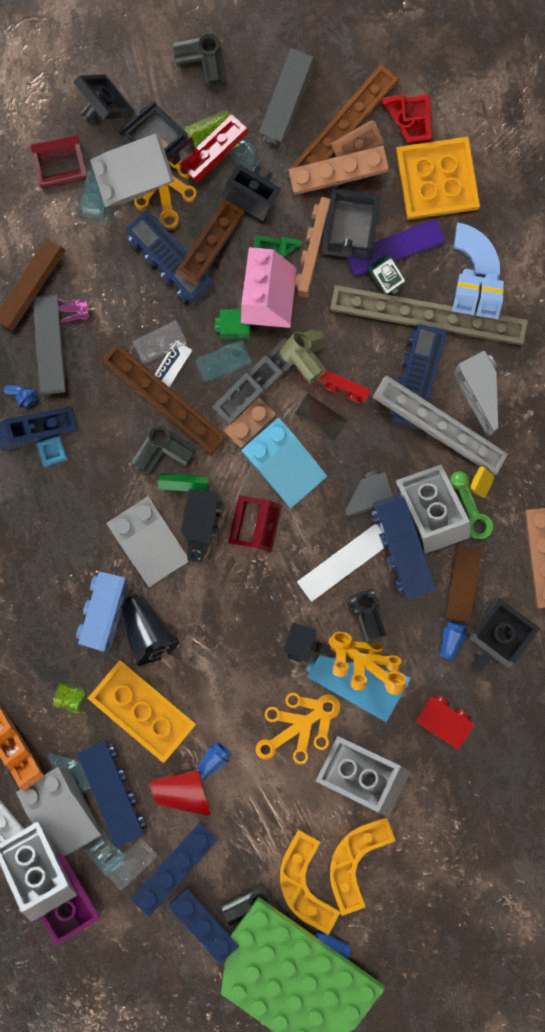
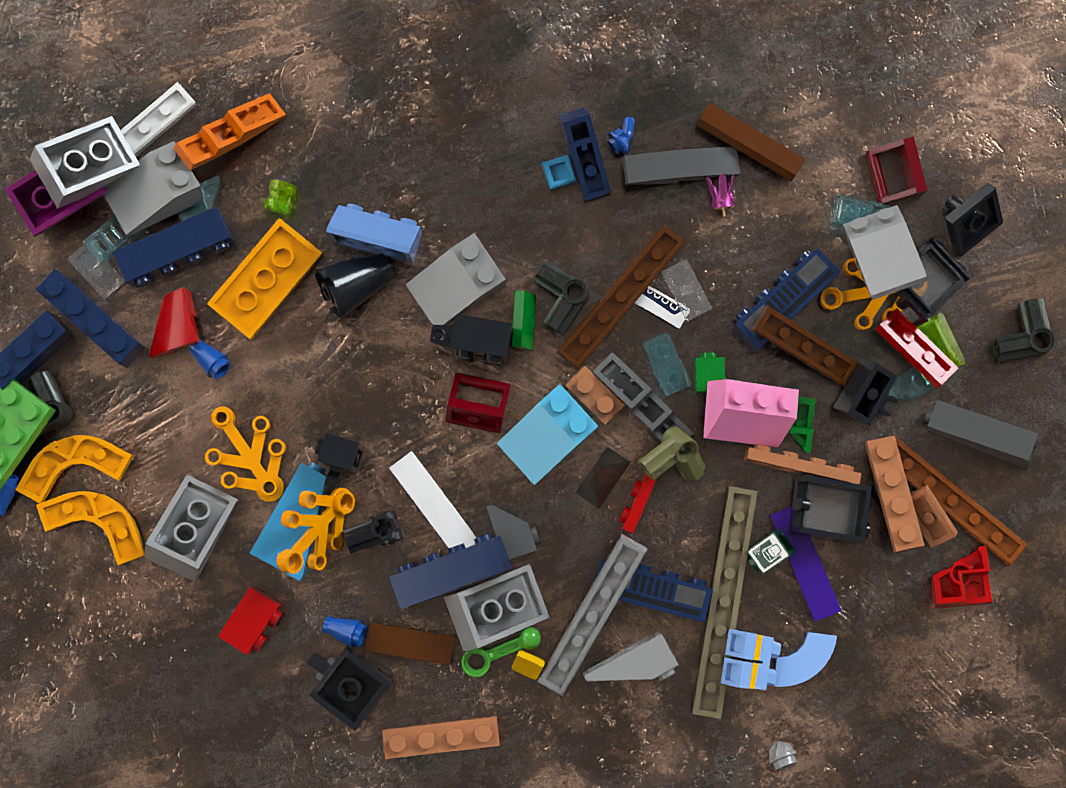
camera: 85 degrees right, 0 degrees up
(437, 178) = (890, 612): light orange plate -> none

